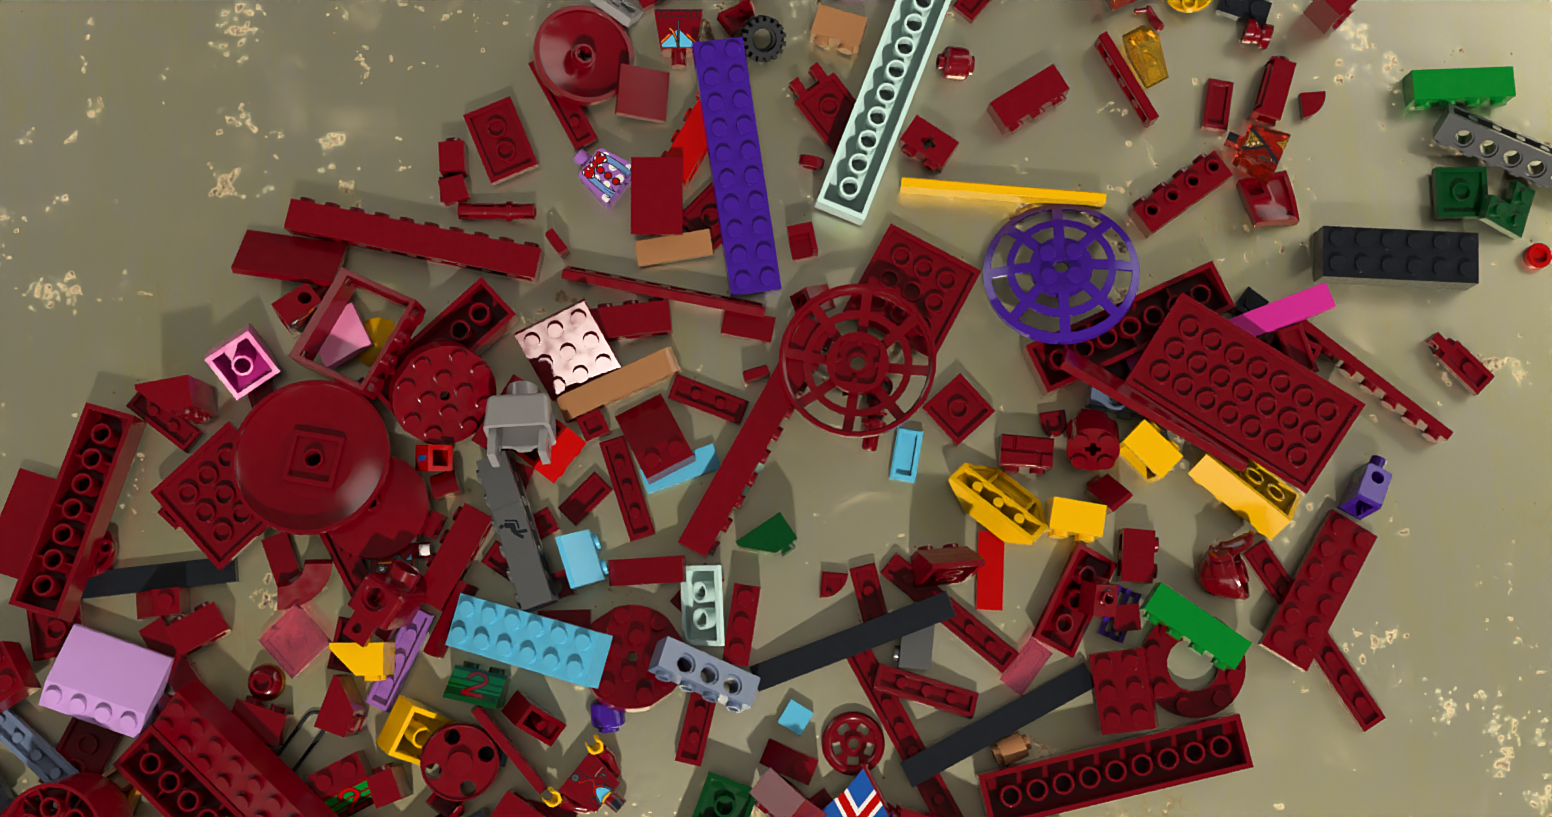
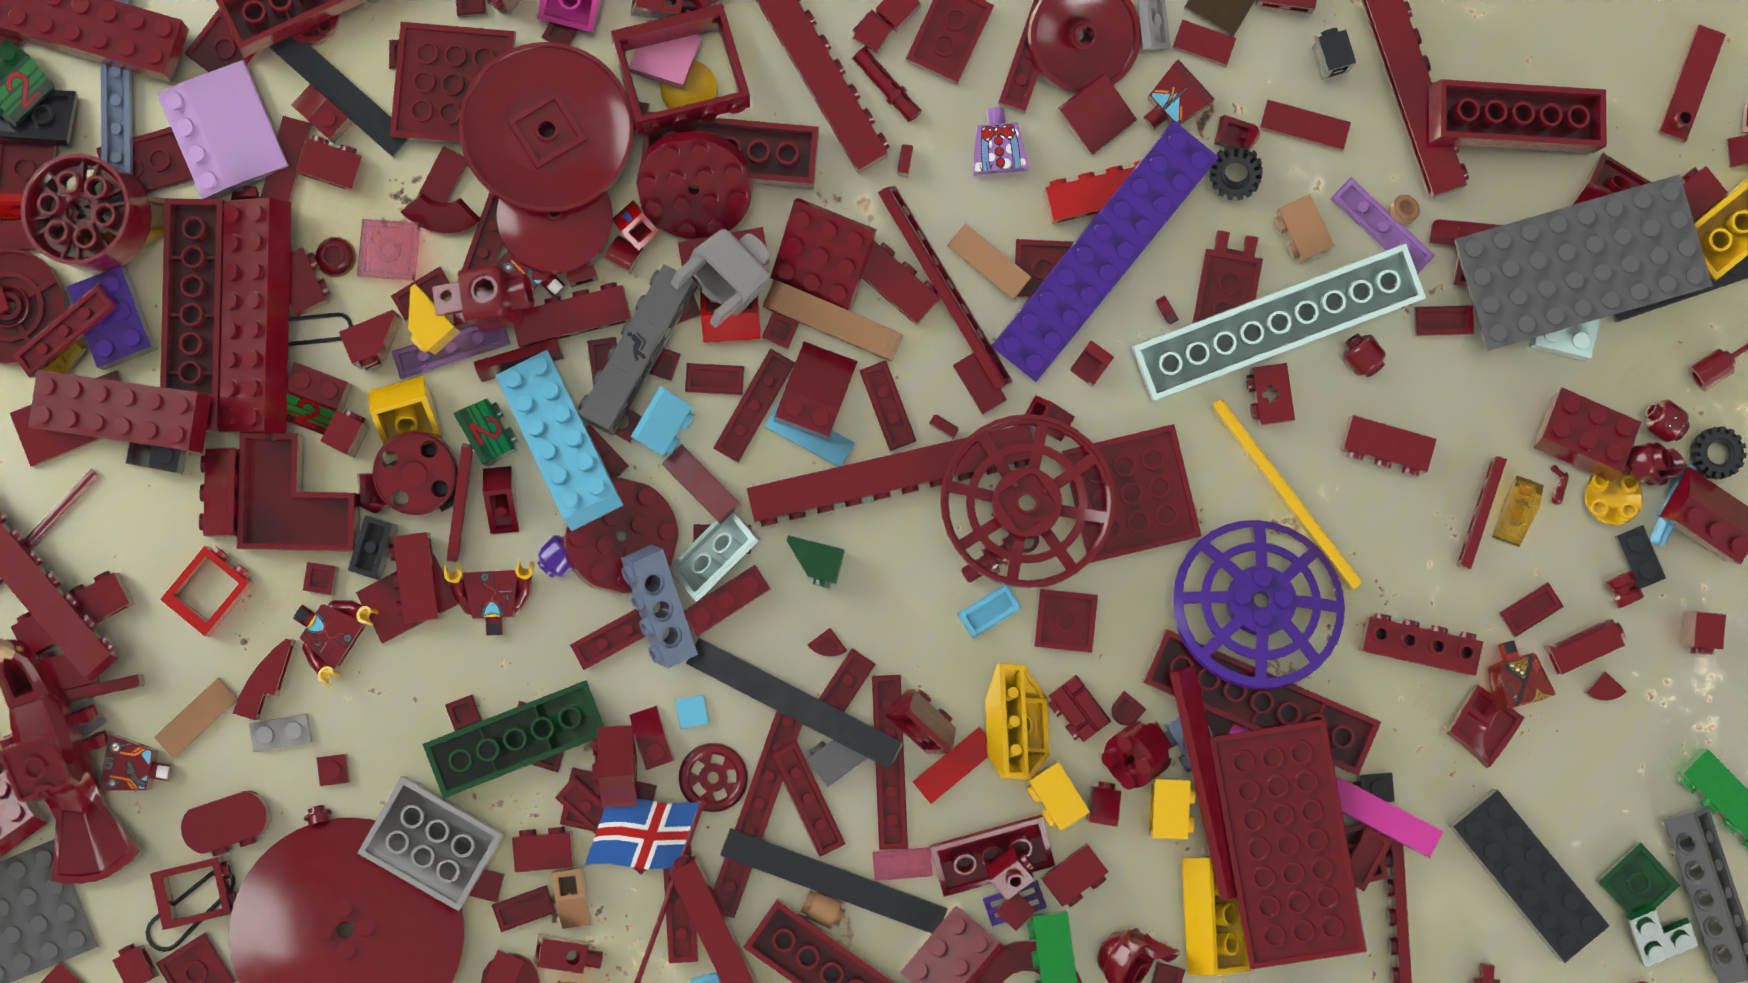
camera: 50 degrees right, 5 degrees up
(656, 195) = (1018, 208): dark red tile -> none

